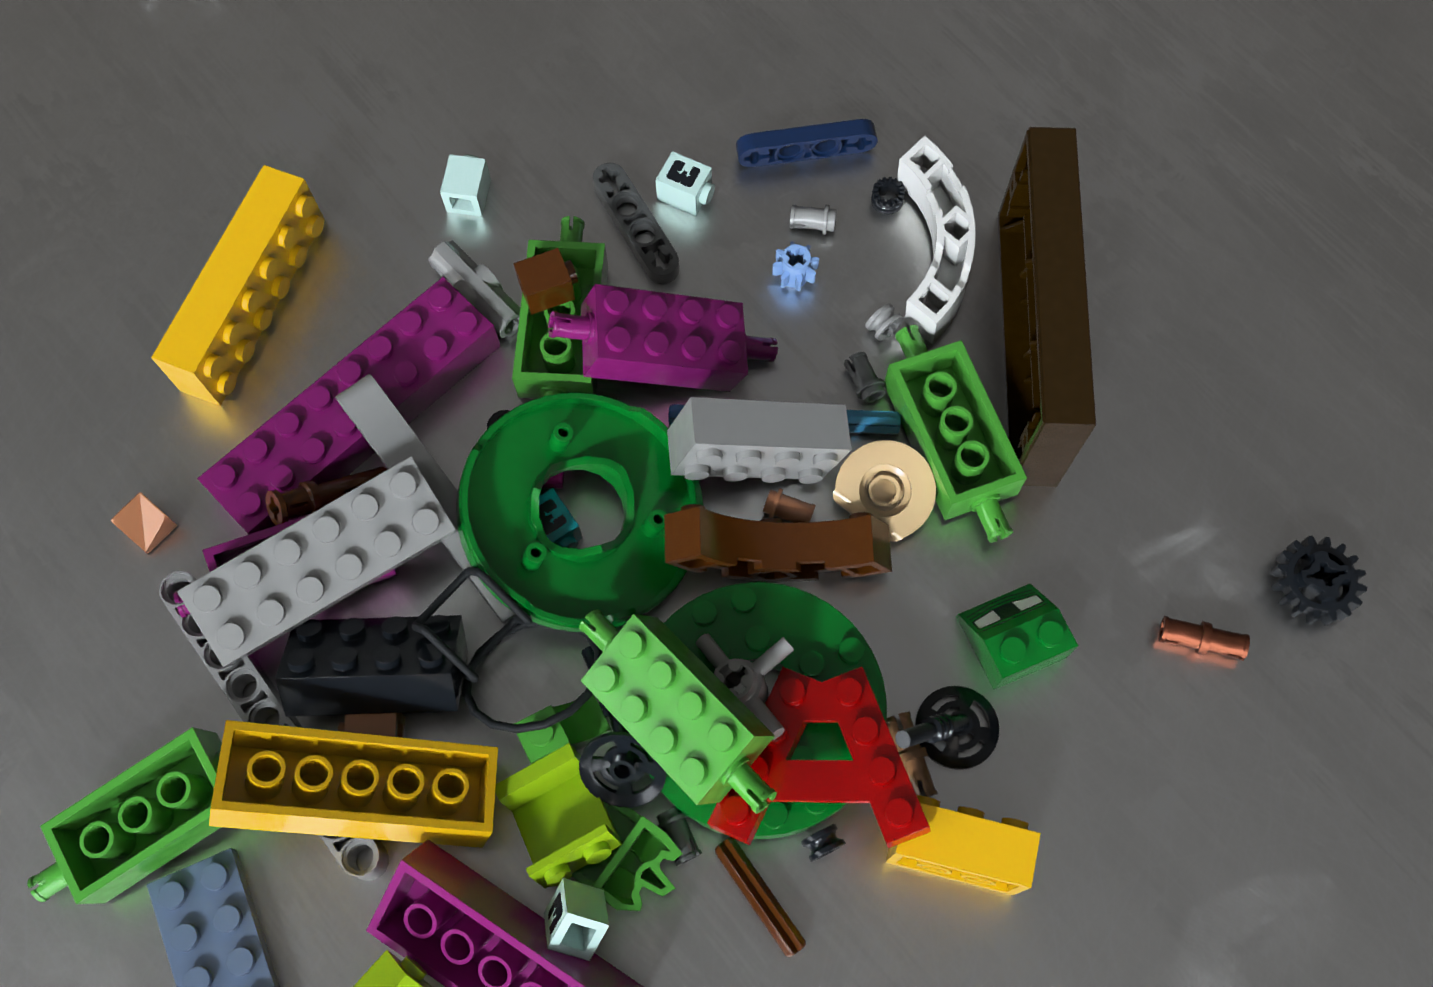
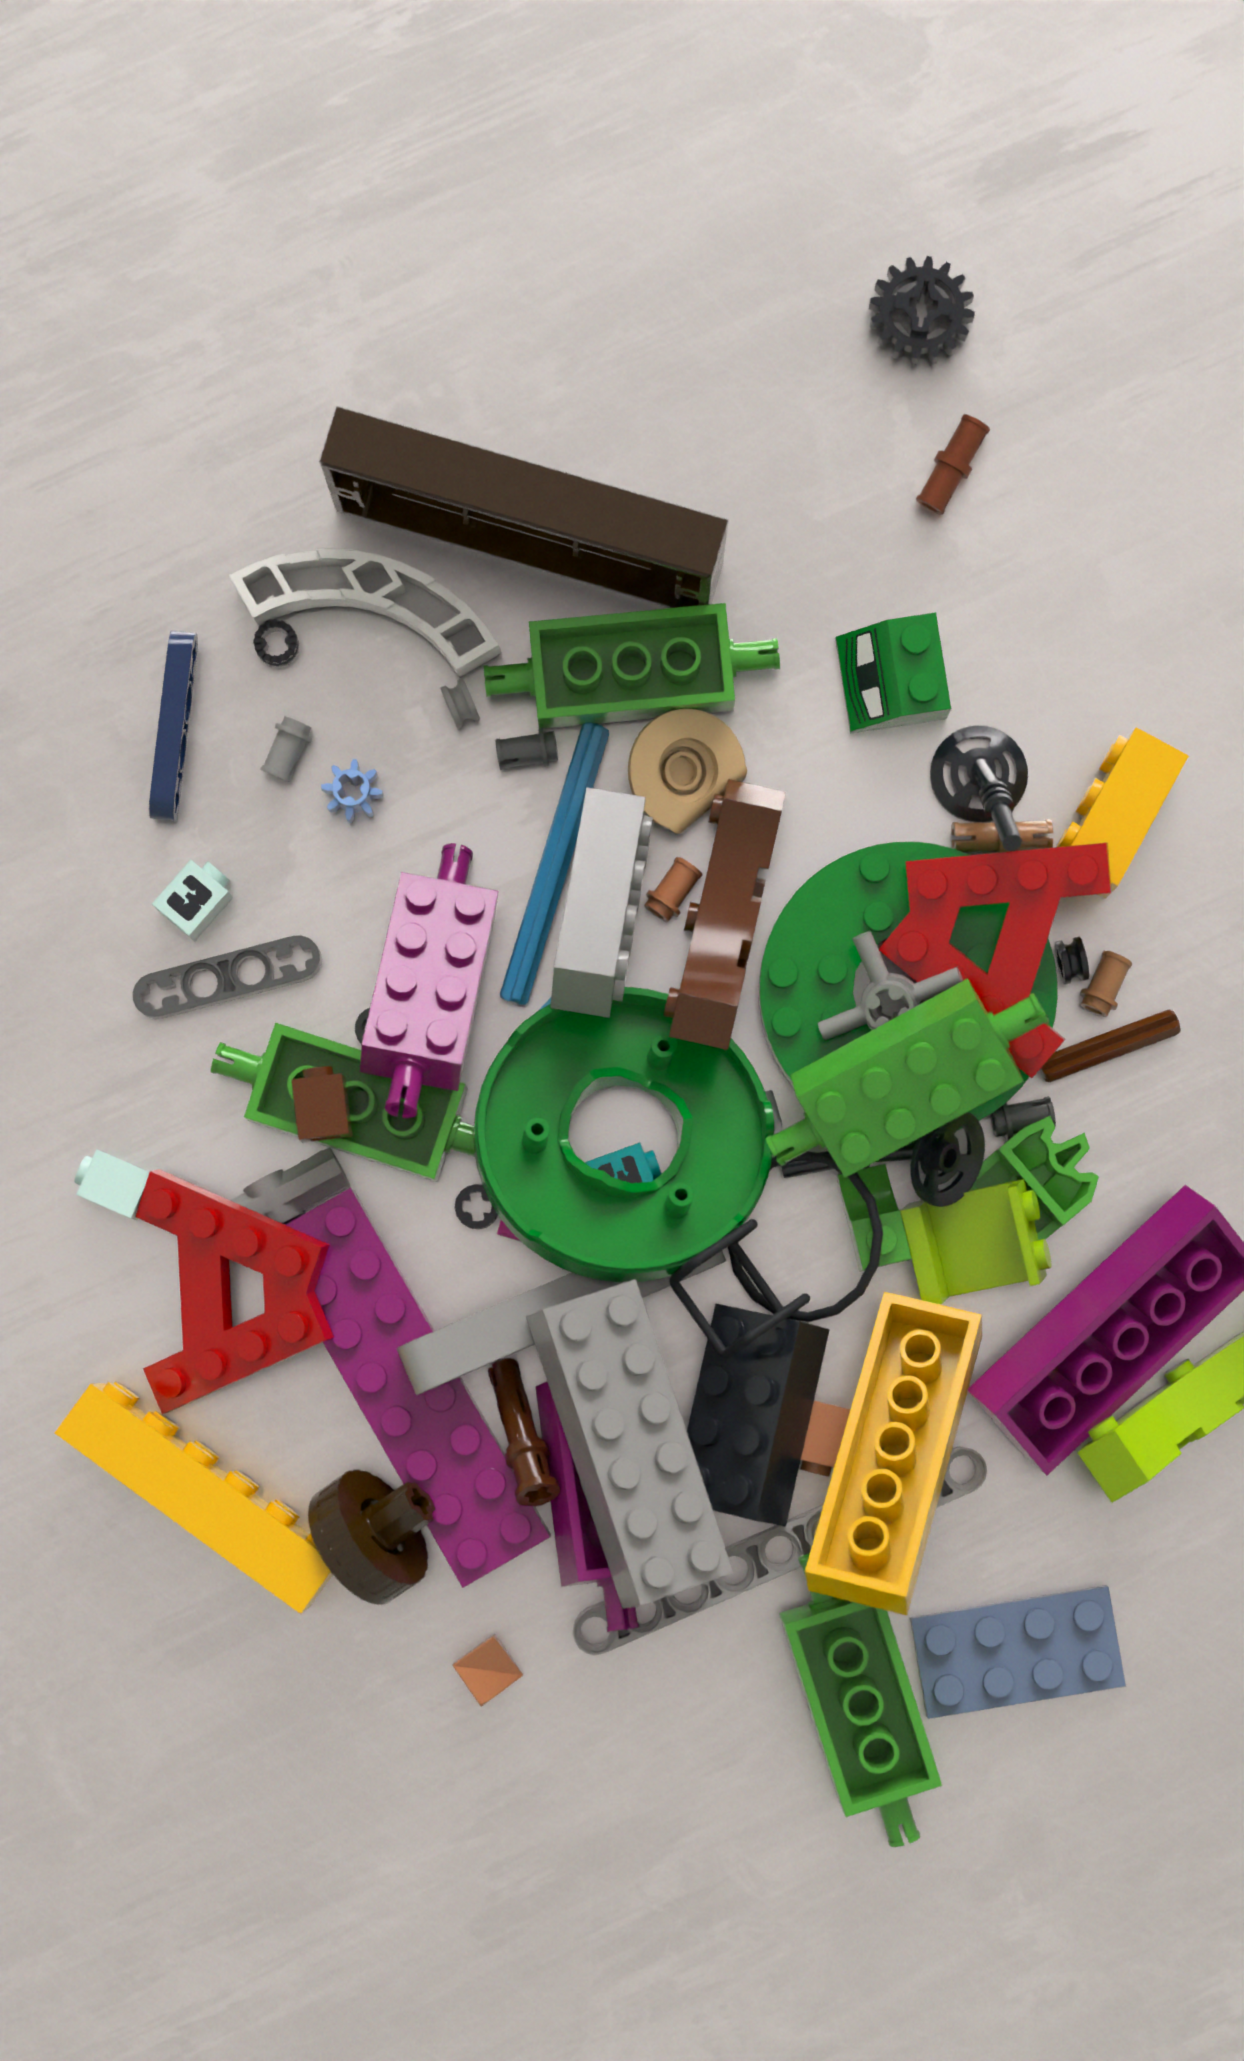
camera: 75 degrees left, 15 degrees up
(241, 408) = (371, 1534): none -> dark brown piece
(433, 248) = (209, 1235): none -> red plate
(576, 919) = (1095, 1244): light aqua brick -> none
(811, 878) = (1105, 984): none -> medium nougat pin

